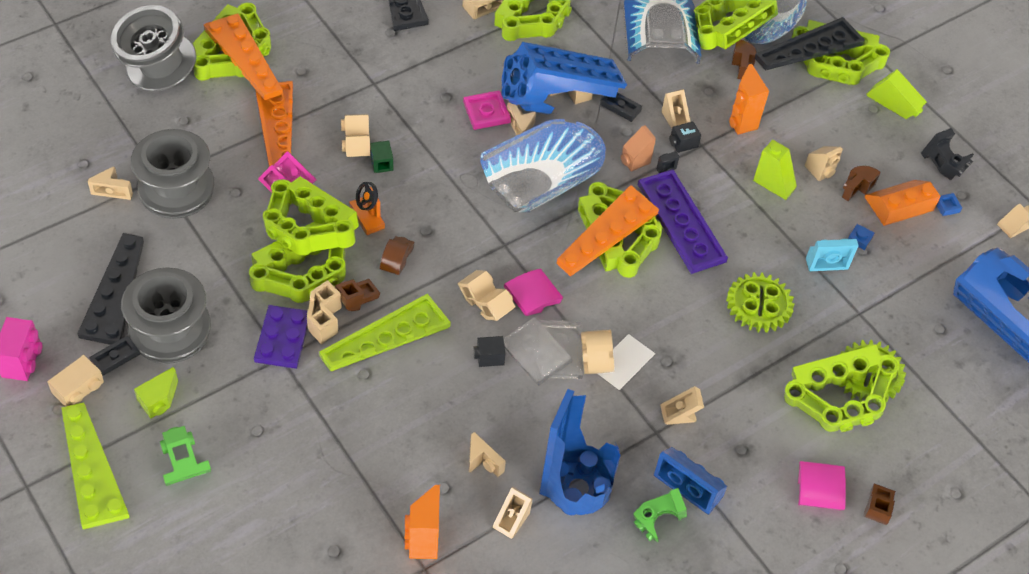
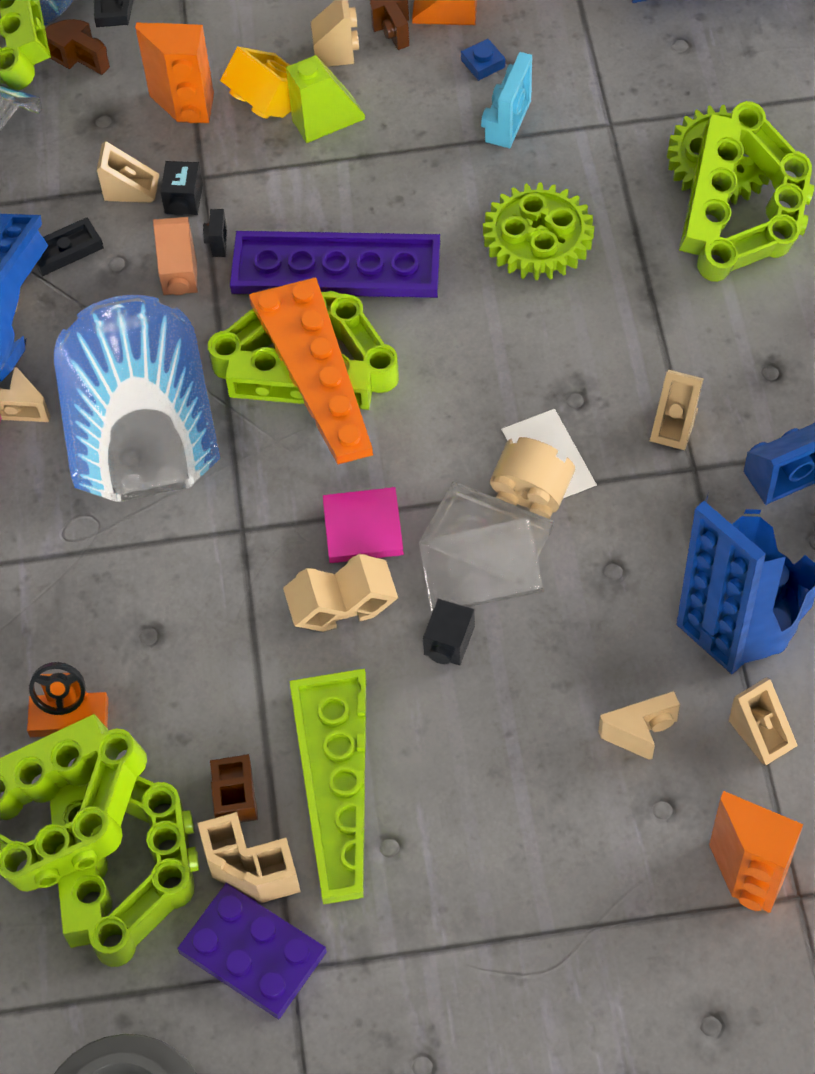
camera: 55 degrees left, 5 degrees up
(396, 254) = (184, 697): reddish brown brick -> none
(780, 133) = (259, 80): none -> yellow slope

